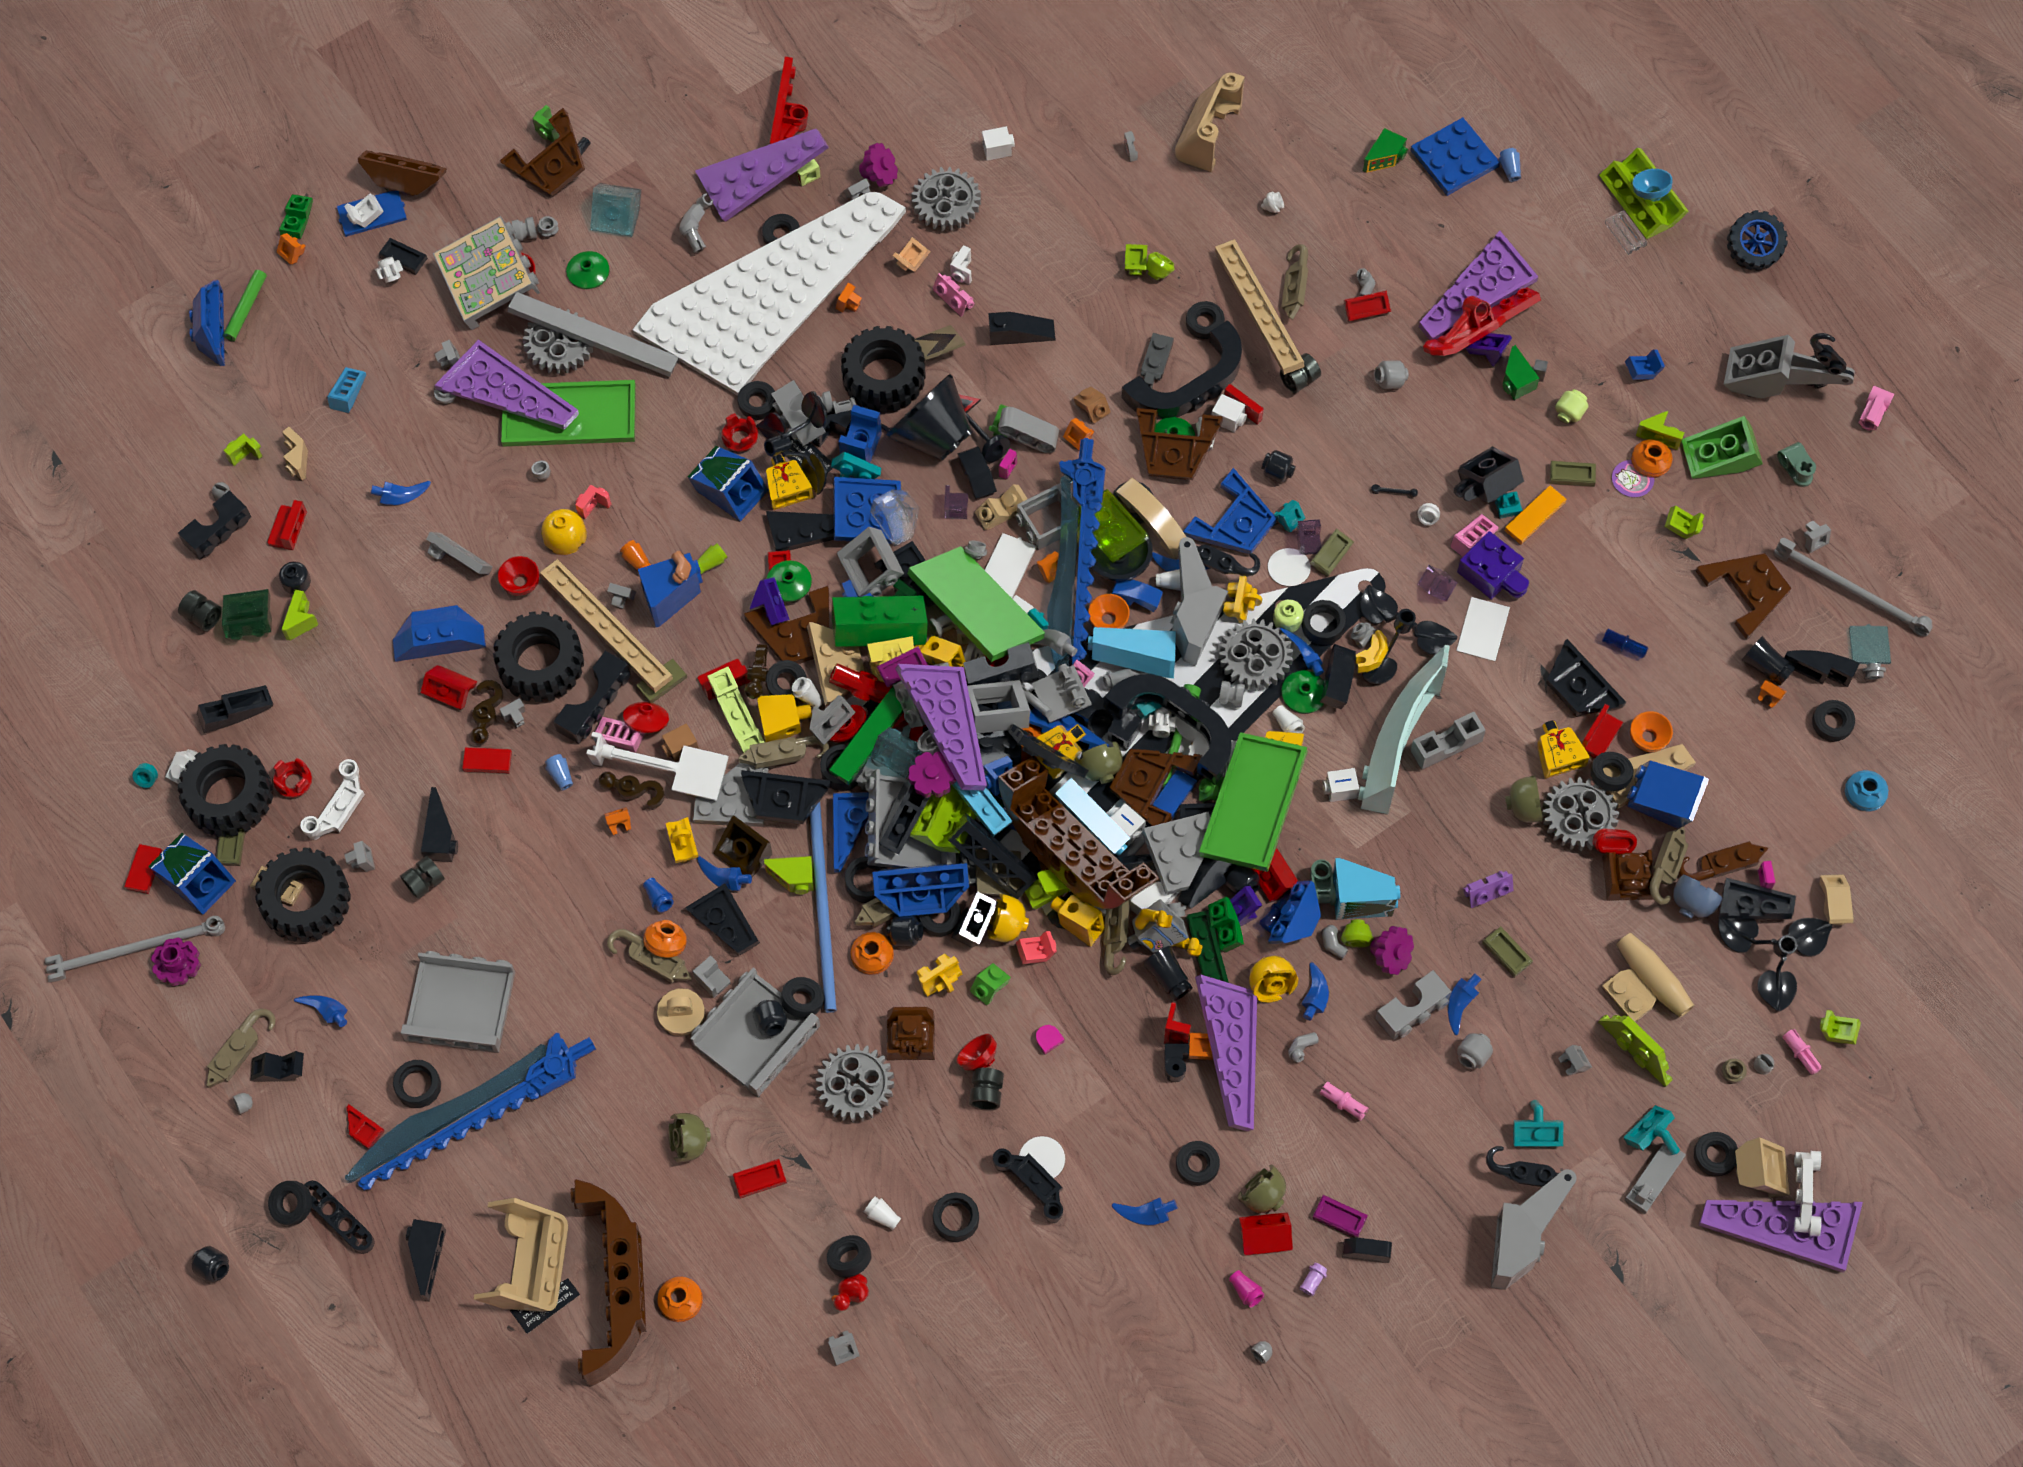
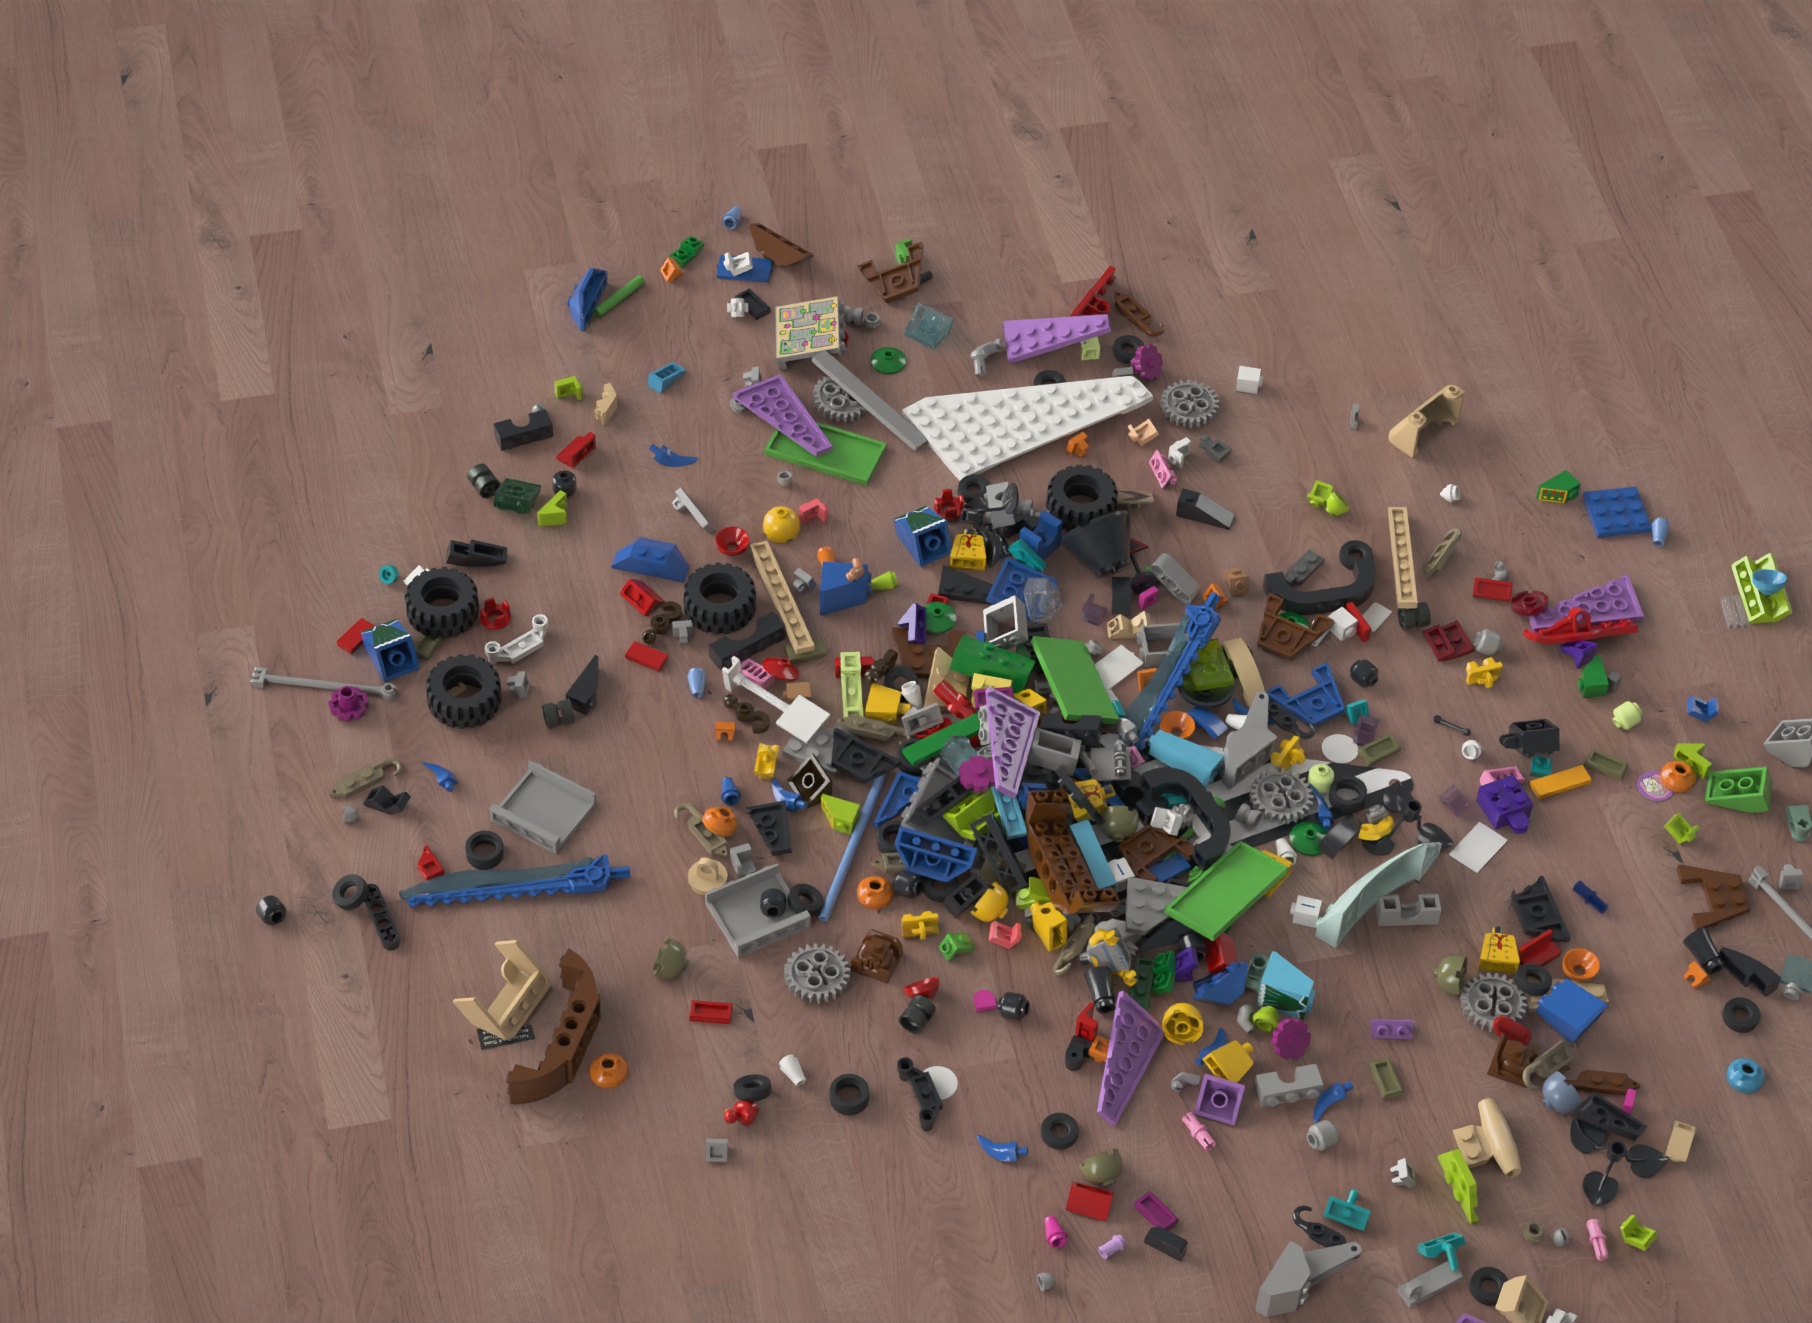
camera: 20 degrees right, 15 degrees down
(329, 152) = (732, 218): none -> medium blue cone
(425, 1246) = (435, 959): black slope -> none
(837, 104) = (1136, 313): none -> reddish brown plate
(840, 144) = (1126, 340): none -> black tyre
(1000, 245) = (1216, 450): none -> dark grey plate
(1084, 1033) = (1013, 1006): none -> black head
(1151, 737) = (1166, 820): none -> white bracket
(1257, 386) = (1376, 615): none -> white sticker
(1343, 1005) = (1230, 1060): none -> yellow torso
(1347, 388) = (1448, 641): none -> dark red slope
(1350, 1055) = (1220, 1099): none -> medium lavender slope
(1405, 416) = (1484, 674): none -> yellow hips
(1413, 308) = (1529, 603): none -> dark red tile

